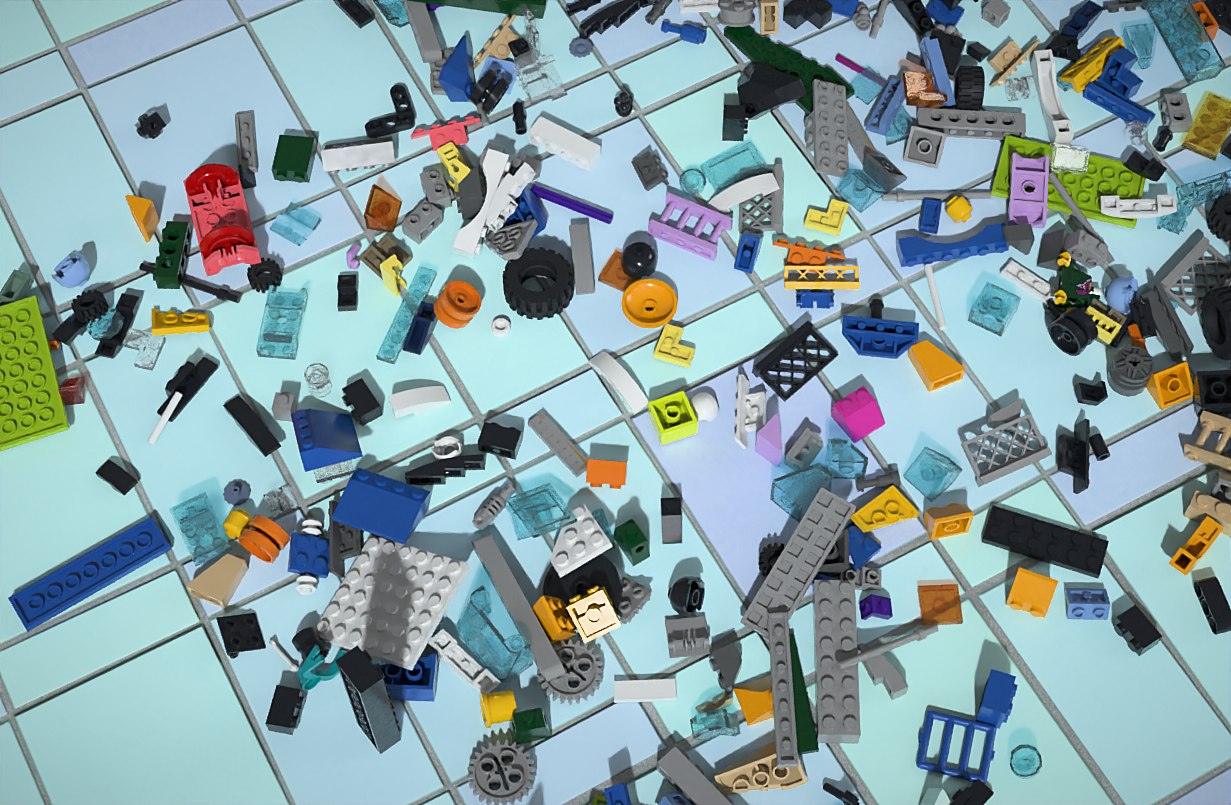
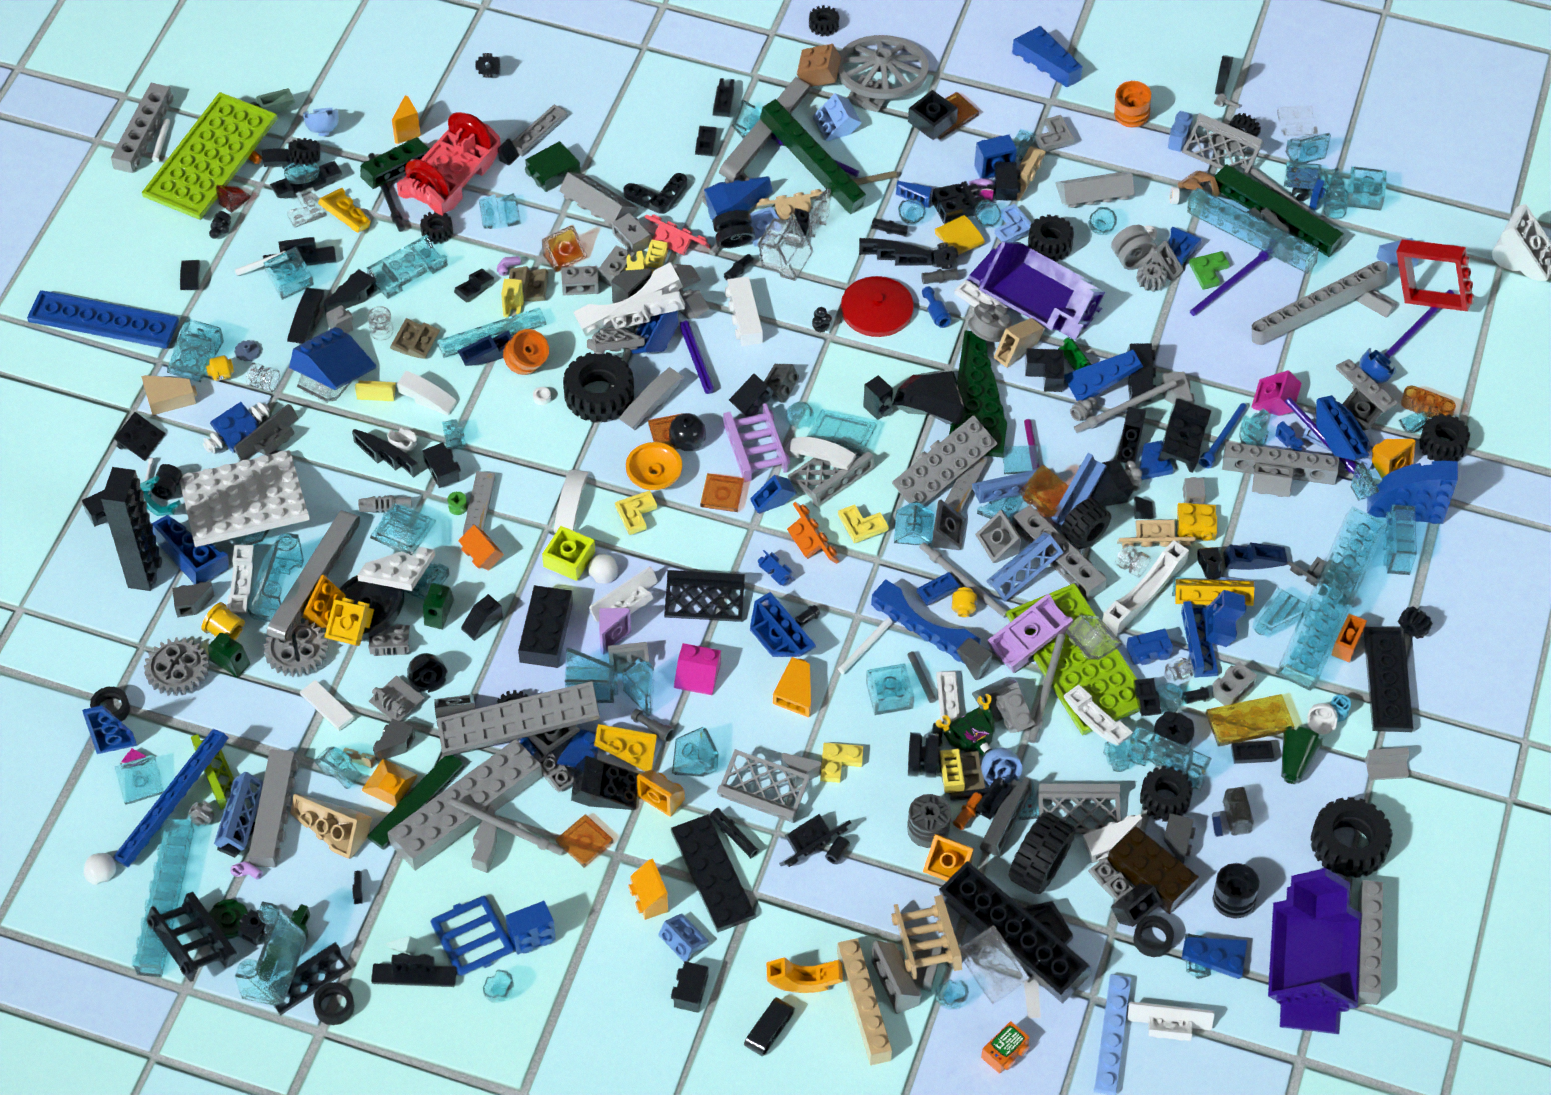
camera: 45 degrees right, 5 degrees down
(90, 419) = (219, 224): none -> black piece
(200, 405) = (288, 273): none -> clear light blue brick
(263, 538) = (220, 389): orange wheel -> none
(265, 377) = (354, 291): none -> black slope
(355, 366) = (414, 339): none -> dark tan slope
(361, 401) = (390, 362): black brick -> none
(377, 432) = (375, 390): none -> light yellow panel
(378, 50) = (705, 141): none -> black slope
(382, 506) = (314, 436): blue slope -> none
(415, 158) = (631, 233): none -> light grey brick
(444, 715) = (192, 598): none -> dark grey slope
(477, 411) = (453, 434): none -> clear light blue brick
(547, 461) = (457, 503): none -> bright green wheel
(580, 47) = (846, 255): sand blue piece -> none
(644, 65) = (877, 306): none -> red dish
(651, 196) = (751, 396): none -> black brick
(711, 281) = (722, 492): none -> clear orange tile
(723, 483) = (545, 626): none -> black brick
(736, 601) = (453, 705): none -> dark grey slope
(782, 690) = (398, 780): light grey tile -> none
(821, 284) = (793, 563): yellow fence -> none
(875, 606) = (539, 800): dark purple bracket -> none
(904, 554) = (604, 785): none -> black slope
(964, 149) = (1019, 561): none -> medium blue fence
(981, 279) = (921, 676): none -> dark grey bar
(1016, 387) = (835, 757): none -> light yellow plate
(1020, 29) = (1197, 521): none -> yellow plate
(1024, 500) = (718, 816): none -> black pin
(1091, 394) = (881, 810): black bracket -> none
(1100, 133) = (1149, 647): none -> blue brick
(1151, 151) = (1170, 696): none -> clear light blue hair
(1184, 171) = (1175, 728): none -> black brick

